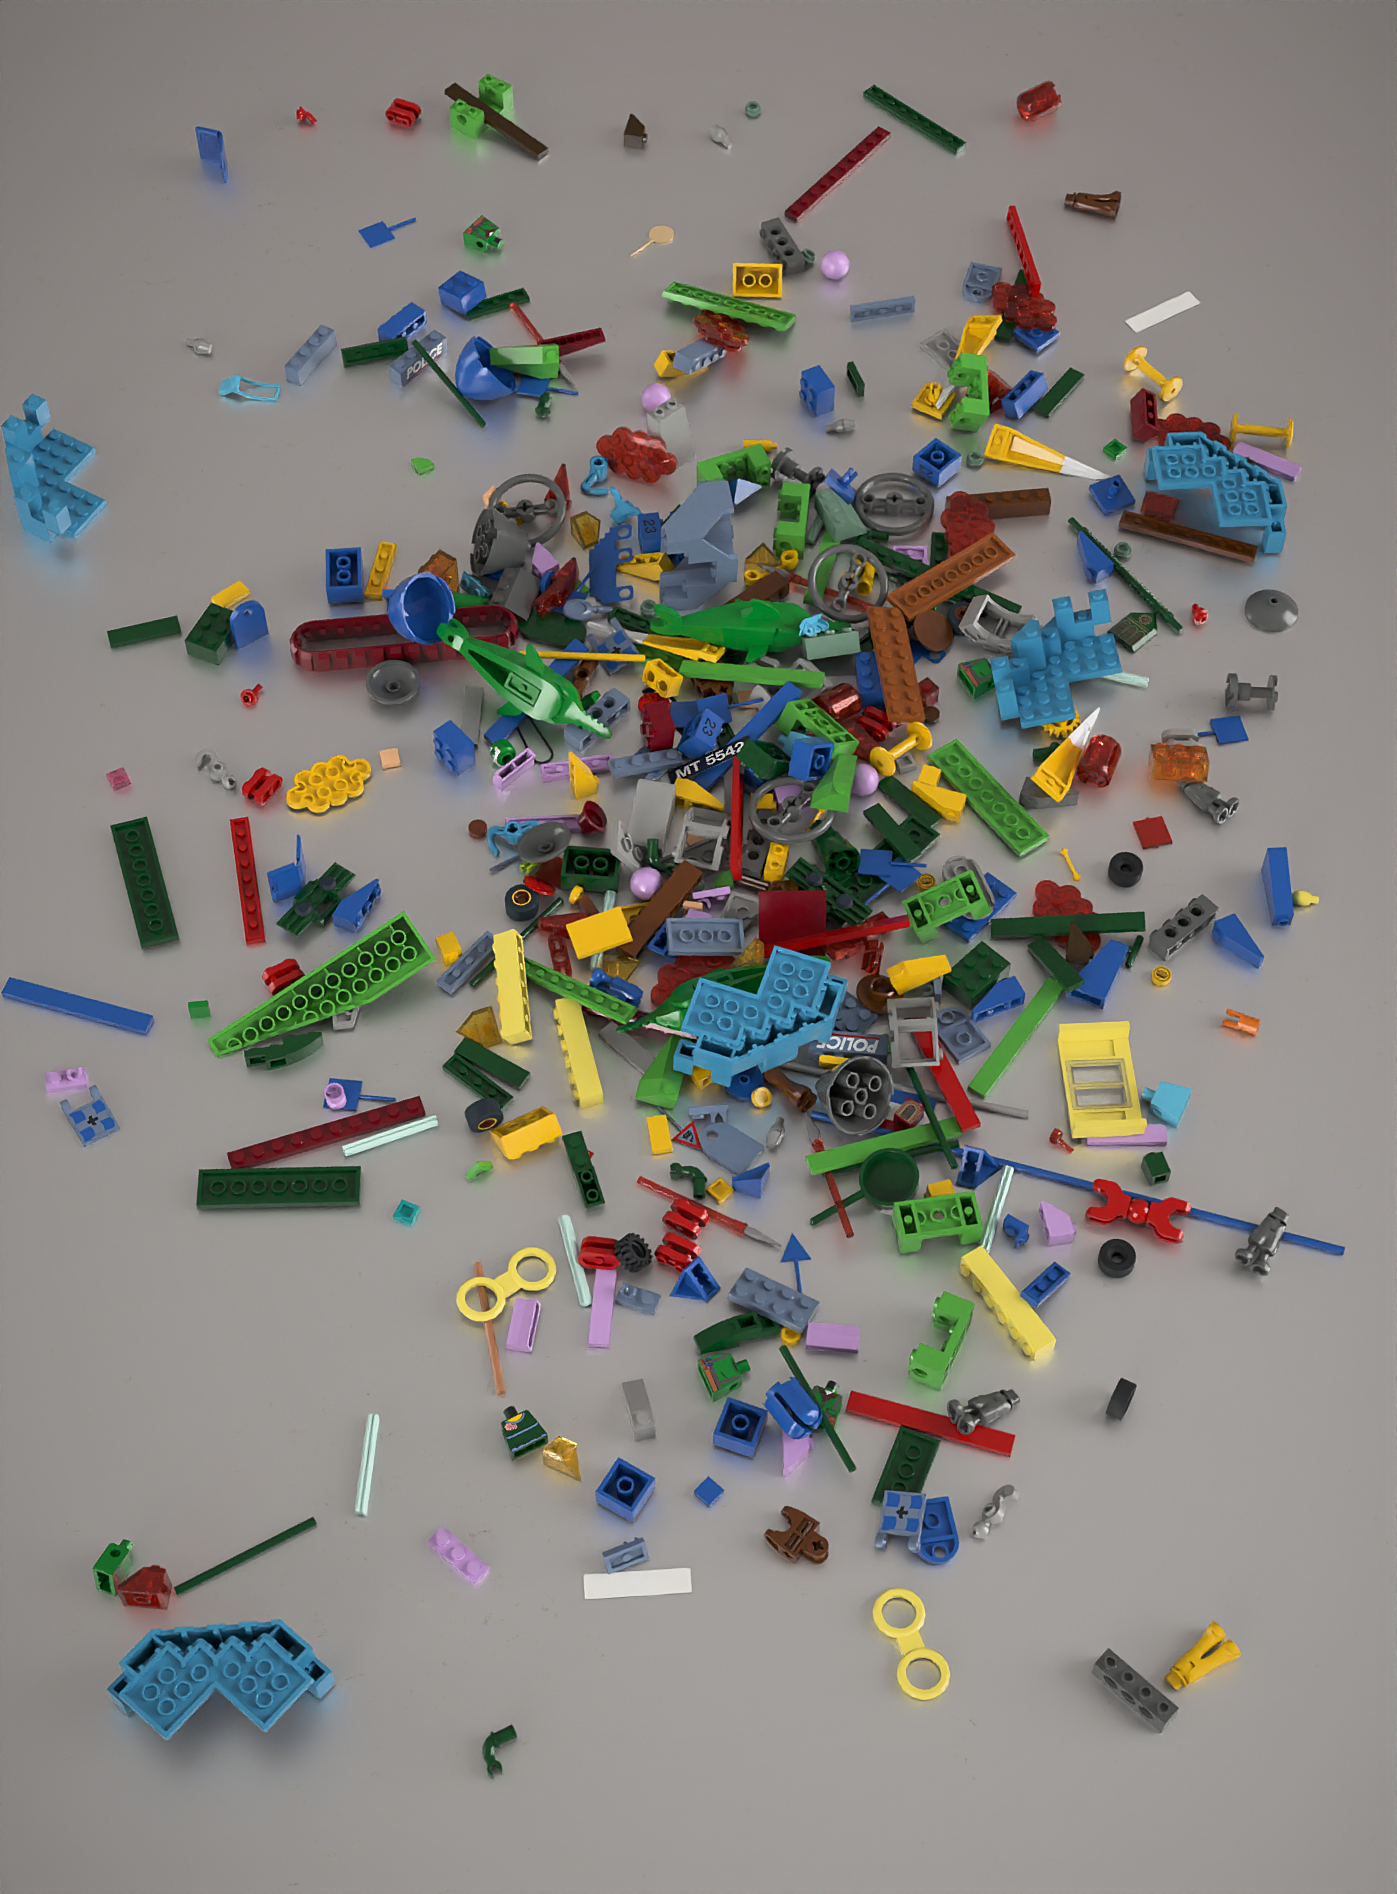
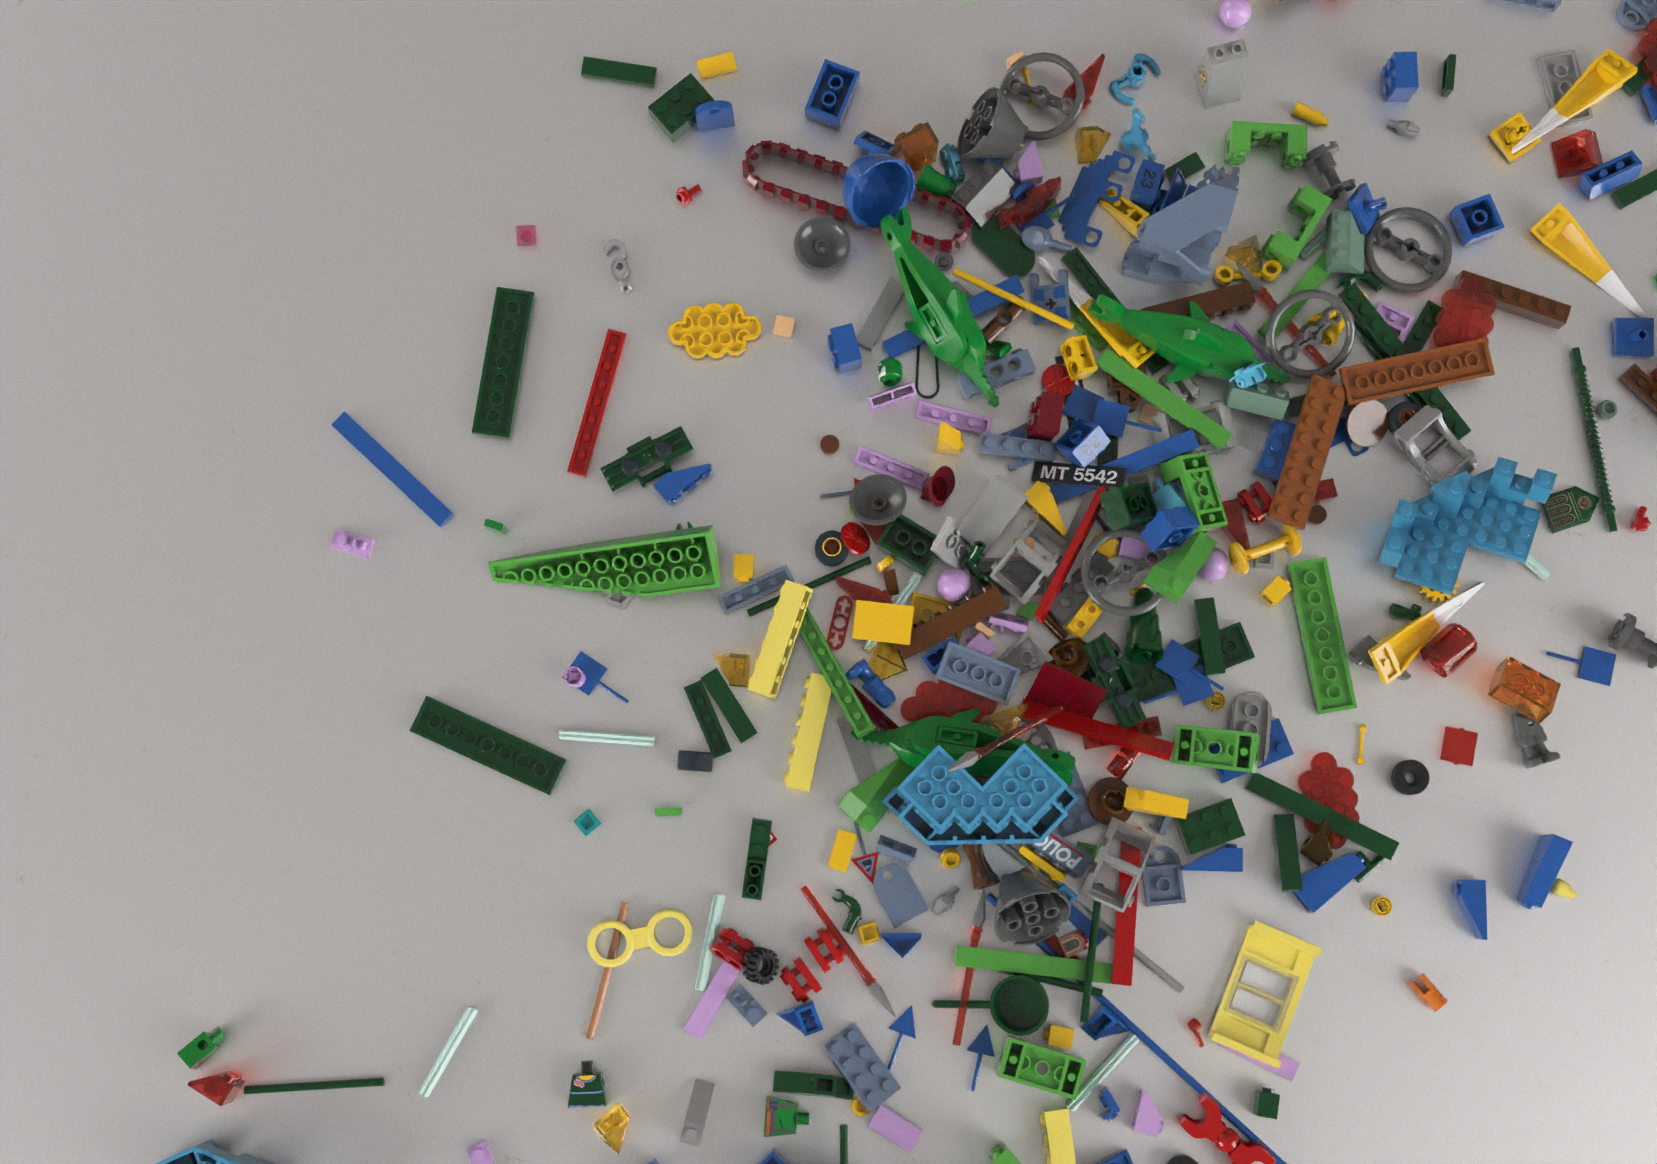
camera: 25 degrees right, 25 degrees up
(91, 1120) = (357, 596): sand blue flag -> none
(262, 786) = (655, 295): red brick -> none
(282, 975) = (574, 521): red brick -> none
(289, 879) = (631, 430): blue piece -> none
(291, 1051) = (558, 609): dark green slope -> none
(326, 1134) = (552, 708): dark red plate -> none
(380, 570) = (871, 100): yellow tile -> none
(512, 832) = (856, 470): dark azure piece -> none
(523, 1324) = (636, 984): lavender piece -> none
(526, 1132) = (725, 793): yellow slope -> none
(637, 454) = (1180, 79): clear red plate -> none
(647, 607) = (1106, 264): sand green plate -> none
(735, 977) = (970, 758): none -> clear red piece
(741, 489) = (1260, 165): slope -> none
(840, 702) = (1232, 466): clear red cylinder -> none
(875, 1237) = (981, 1045): none -> blue piece
(908, 801) = (1245, 605): dark green tile -> none
(943, 801) = (1276, 622): yellow slope -> none
(970, 372) = (1549, 177): bright green plate -> none
(974, 458) = (1518, 229): sand green plate -> none
(976, 676) = (1385, 493): green torso -> none
(1015, 1038) = (1212, 906): bright green tile -> none
(1094, 561) = (1571, 410): blue slope -> none
(1167, 1102) = (1314, 1043): medium azure torso -> none
(1187, 737) = (1550, 659): light grey brick -> none
(1205, 914) = (1460, 861): dark grey brick -> none

